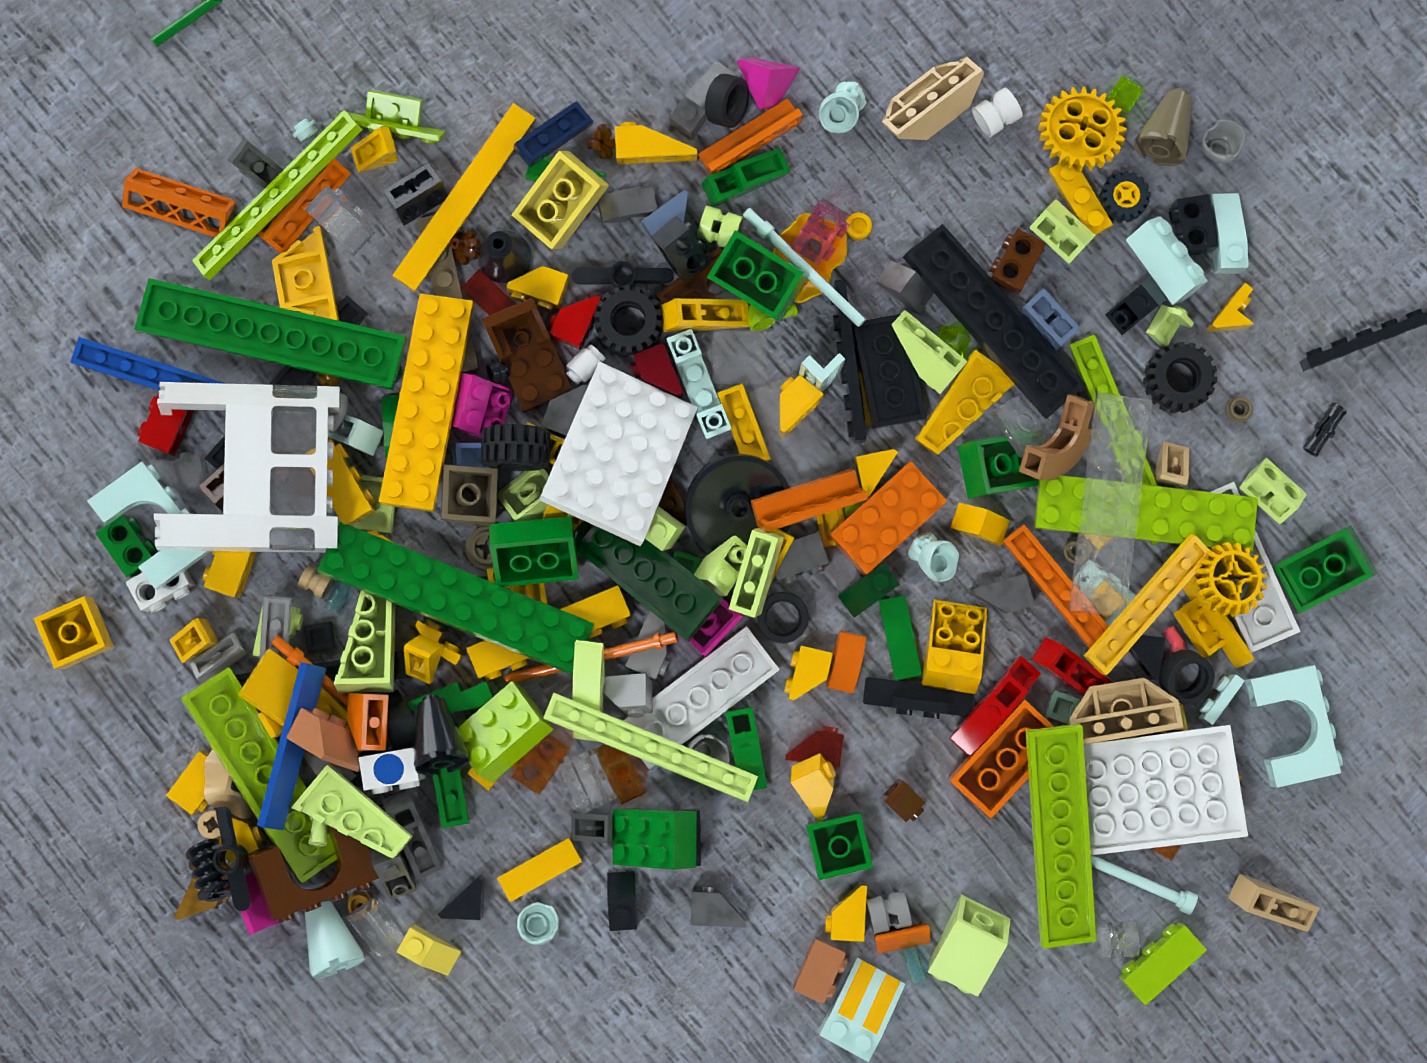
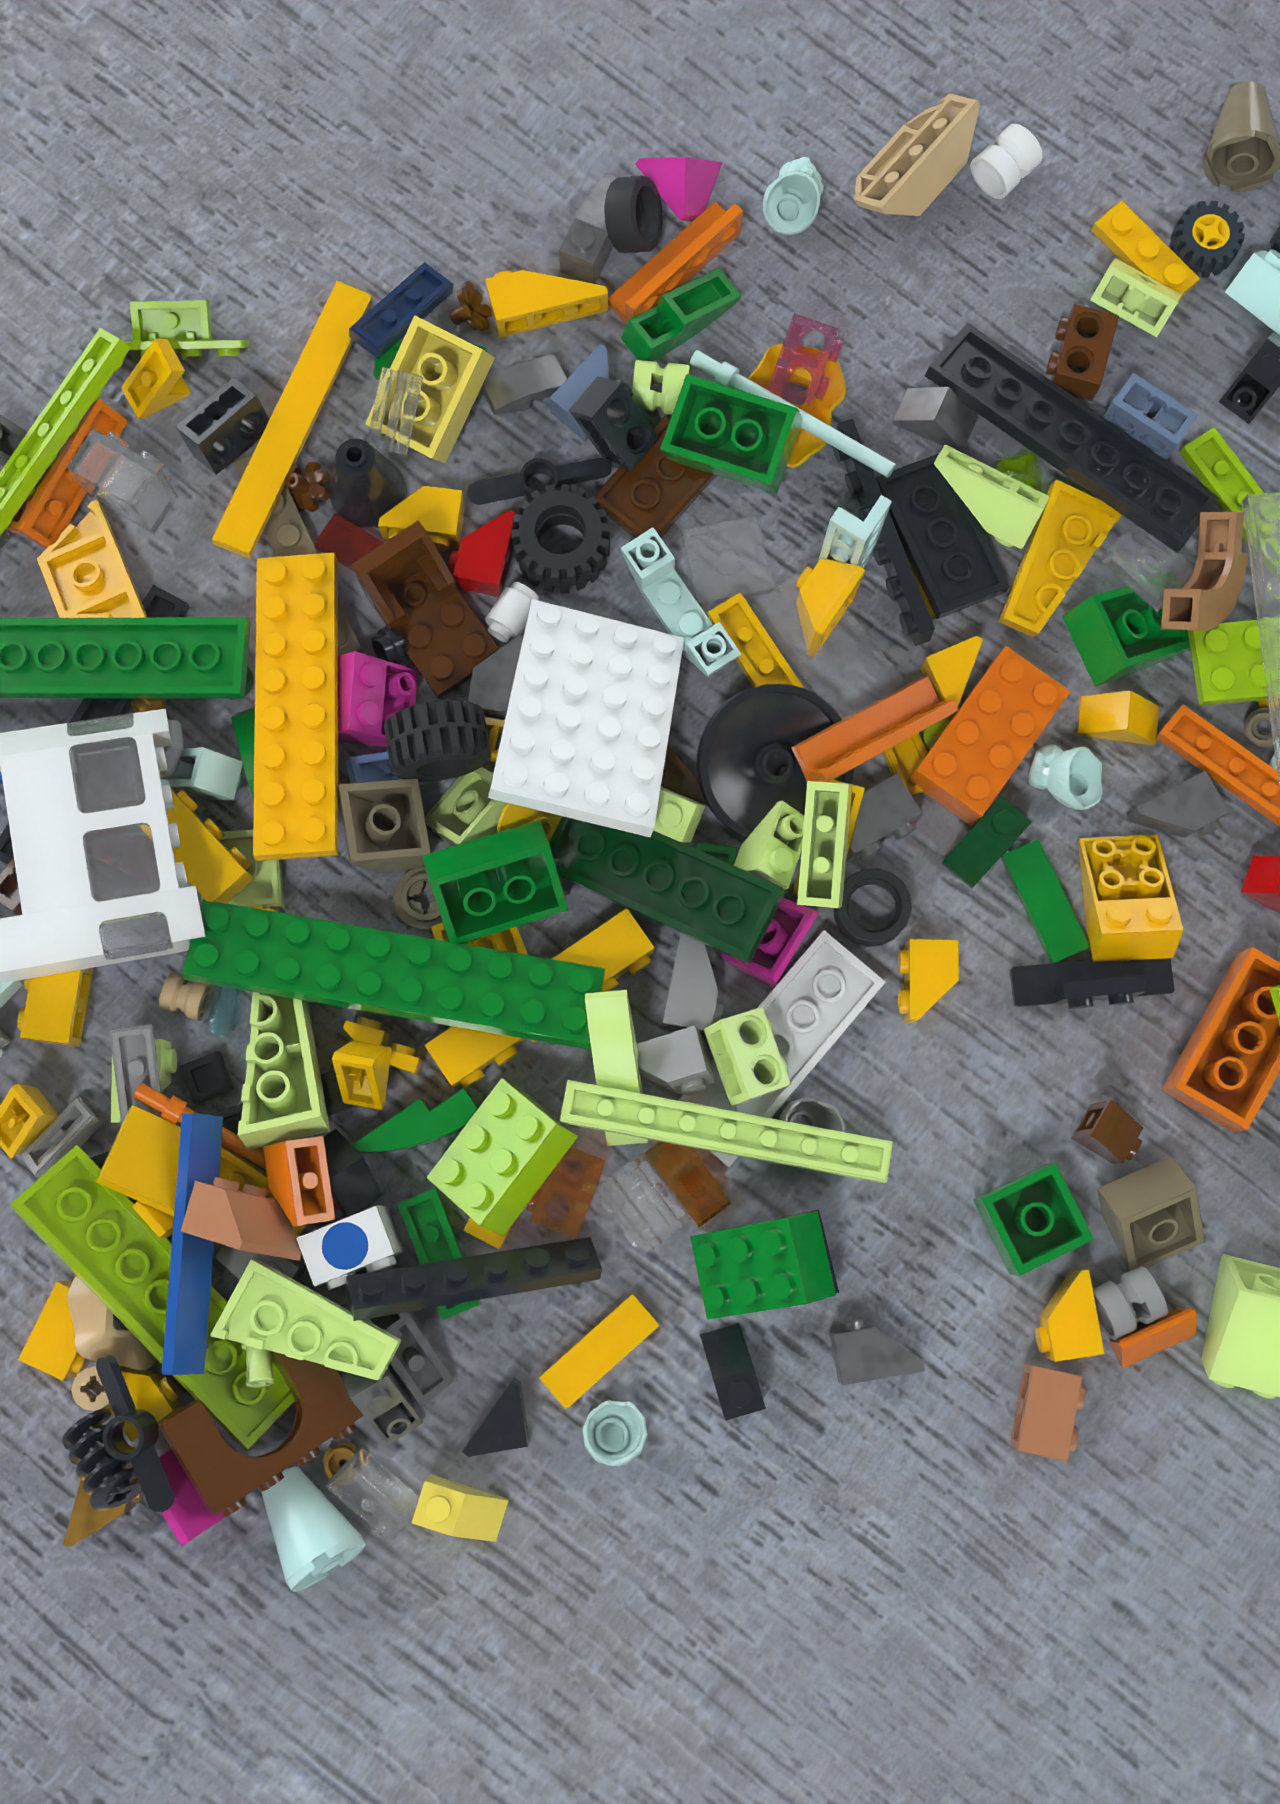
camera: 15 degrees left, 5 degrees down
(305, 129) = (51, 373): light aqua plate -> none
(437, 738) = (409, 1186): black cone -> none
(467, 806) = (472, 1278): none -> black plate
(550, 196) = (408, 416): none -> clear tile
(592, 827) = (664, 1271): dark grey slope -> none
(656, 370) = (614, 595): dark red slope -> none
(657, 641) = (702, 975): orange bar -> none
(668, 702) = (738, 1059): none -> yellowish green brick
(704, 314) = (665, 506): yellow slope -> none
(746, 744) = (861, 1096): green slope -> none
(759, 321) = (747, 500): lime bar -> none
(814, 783) = (978, 1134): yellow slope -> none
(826, 742) = (969, 1083): clear red slope -> none
(847, 662) = (979, 951): orange slope -> none
(859, 227) = (854, 352): yellow tile -> none
(861, 1009) = (1122, 1458): light aqua slope -> none
(913, 965) = (1181, 1373): clear light blue pin -> none
(919, 859) = (1152, 1214): none -> dark tan slope
(995, 706) = (1209, 969): red slope -> none
(1075, 149) = (1127, 161): yellow gear -> none
(1125, 94) = (1170, 108): clear neon green tile -> none

